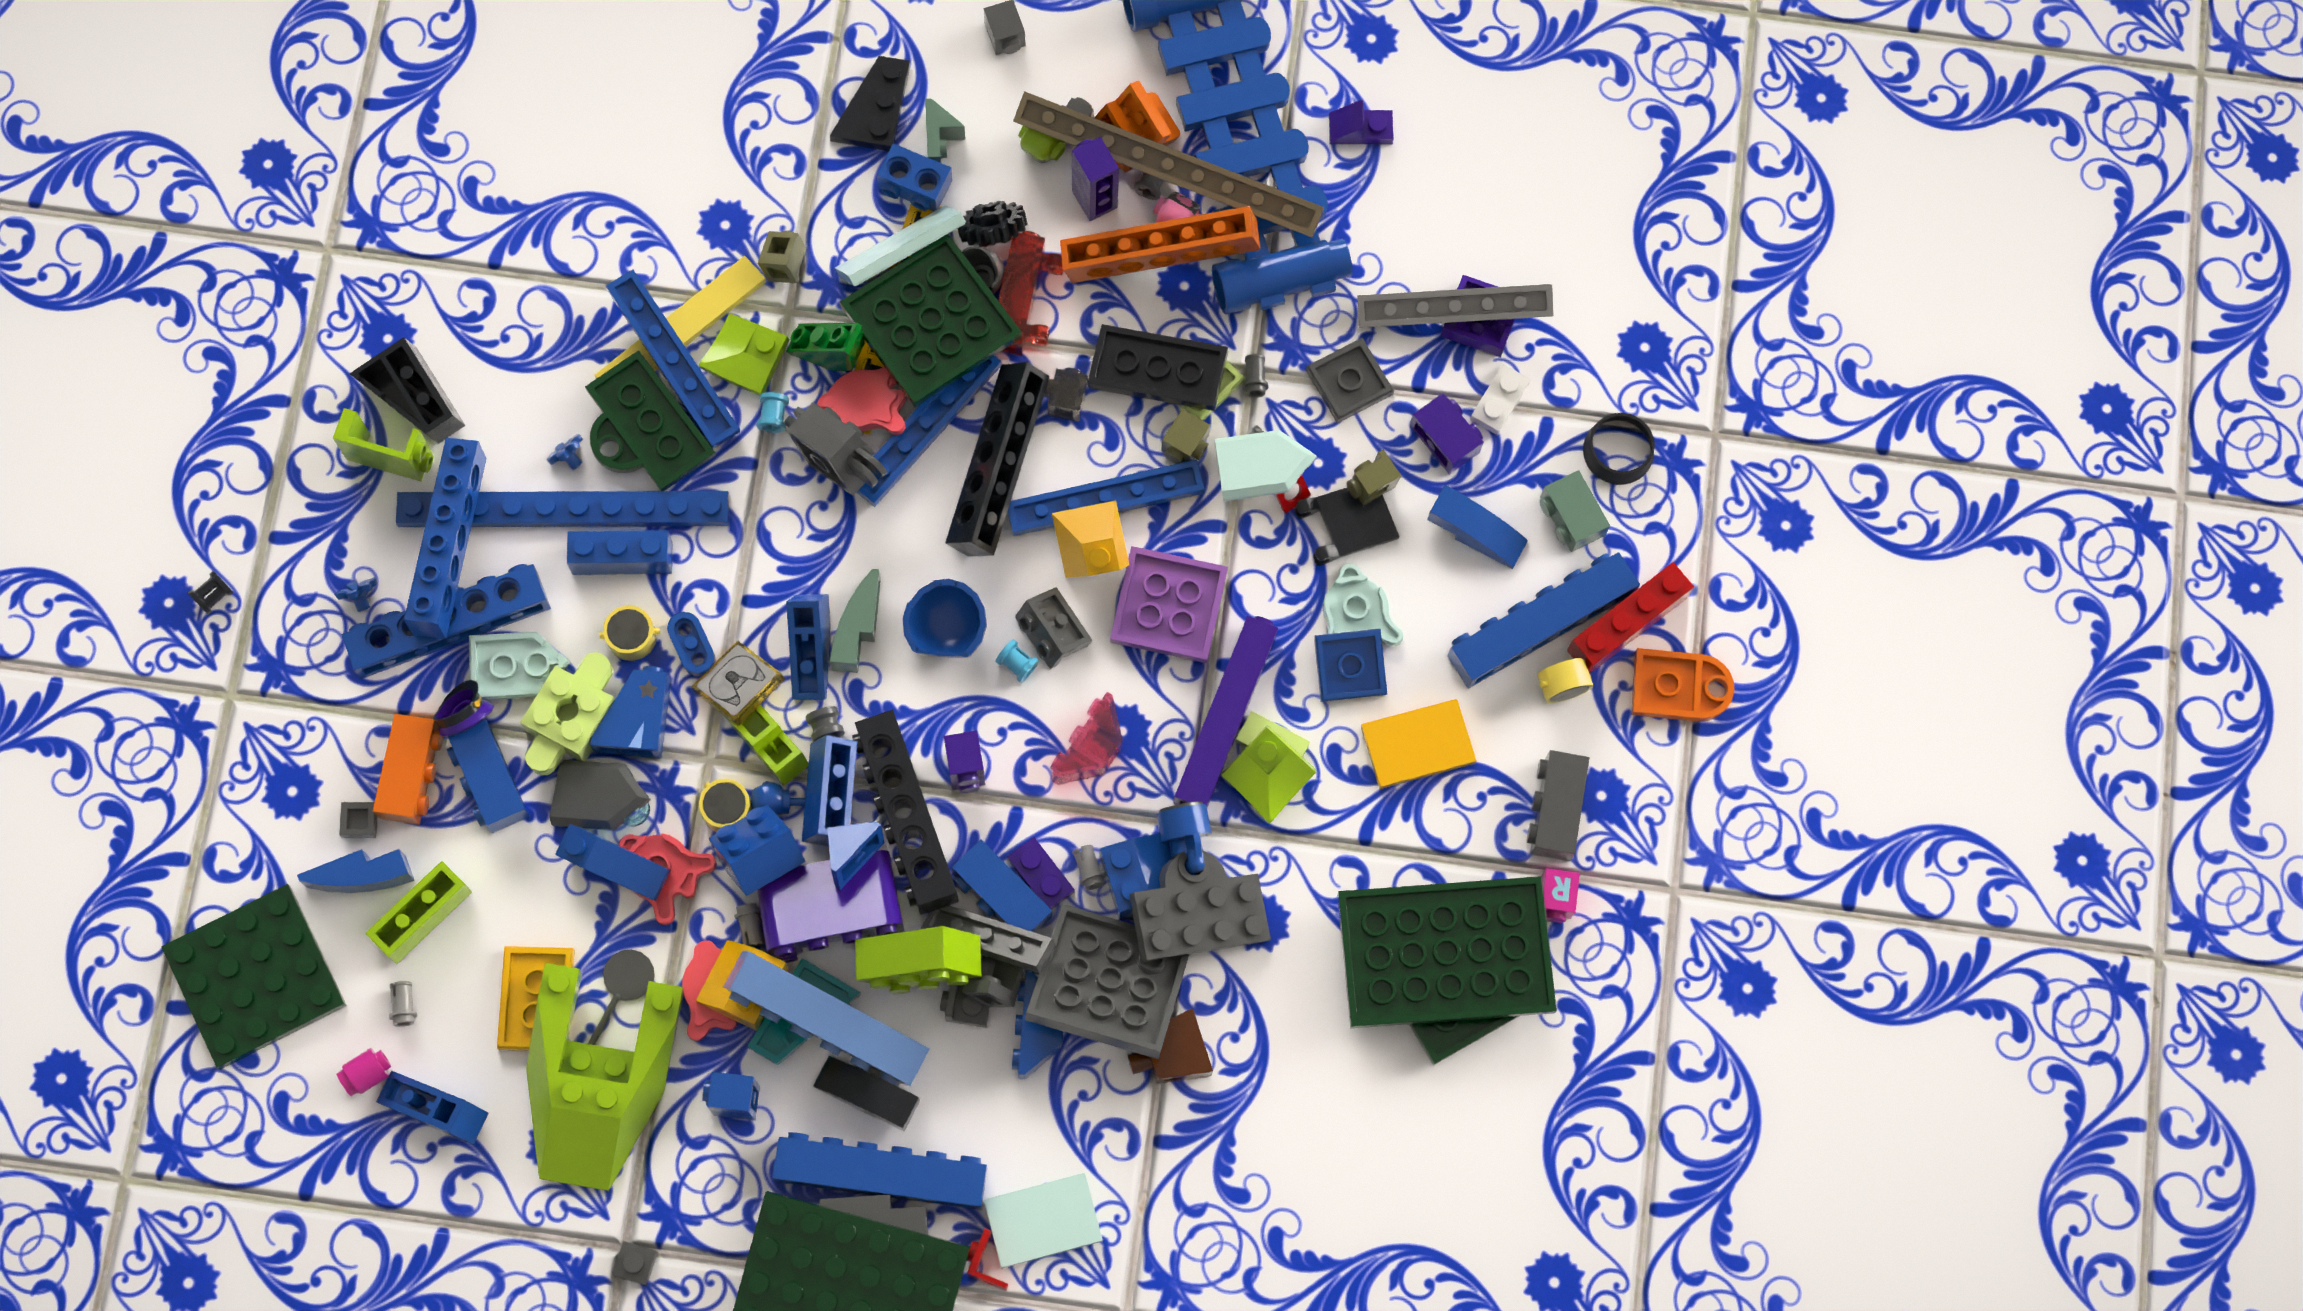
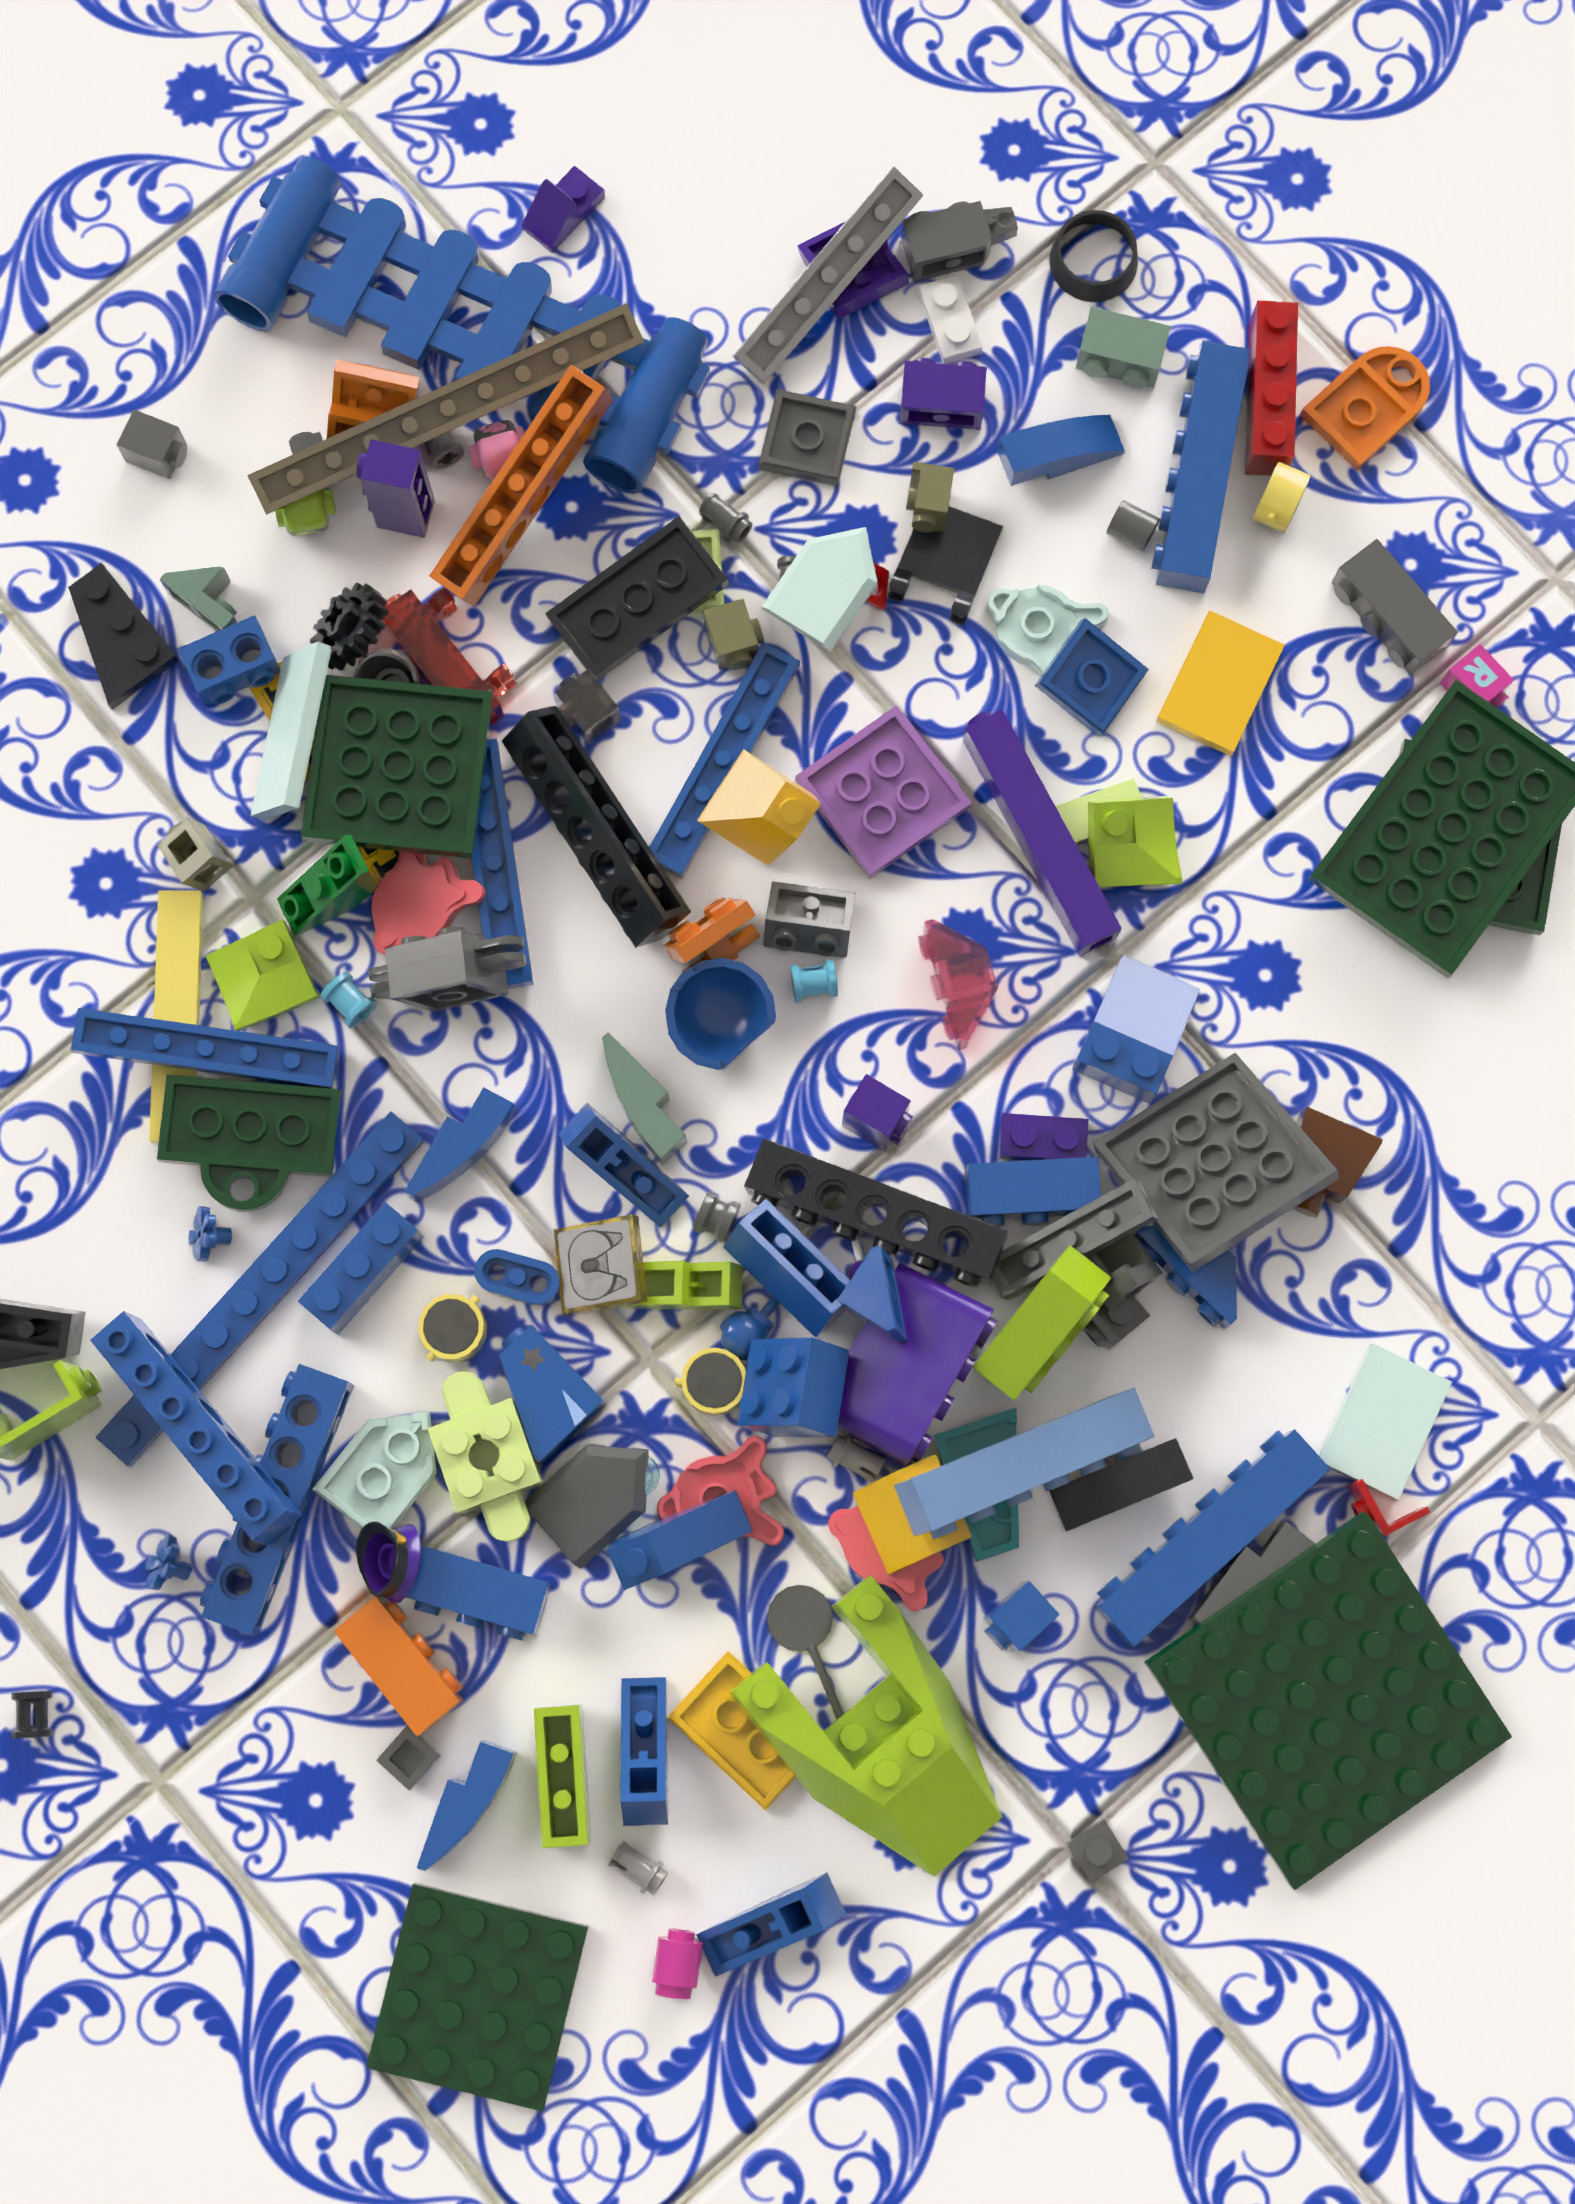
camera: 45 degrees left, 5 degrees up
(471, 949) = (644, 1751): none -> blue slope
(740, 546) = (461, 1145): none -> blue slope
(991, 578) = (711, 933): none -> orange plate
(1089, 868) = (1080, 1088): light grey pin -> none
(1196, 902) = (1208, 1012): dark grey plate -> none
(1468, 610) = (1133, 525): none -> dark grey beam
(1551, 358) = (954, 238): none -> dark grey hinge

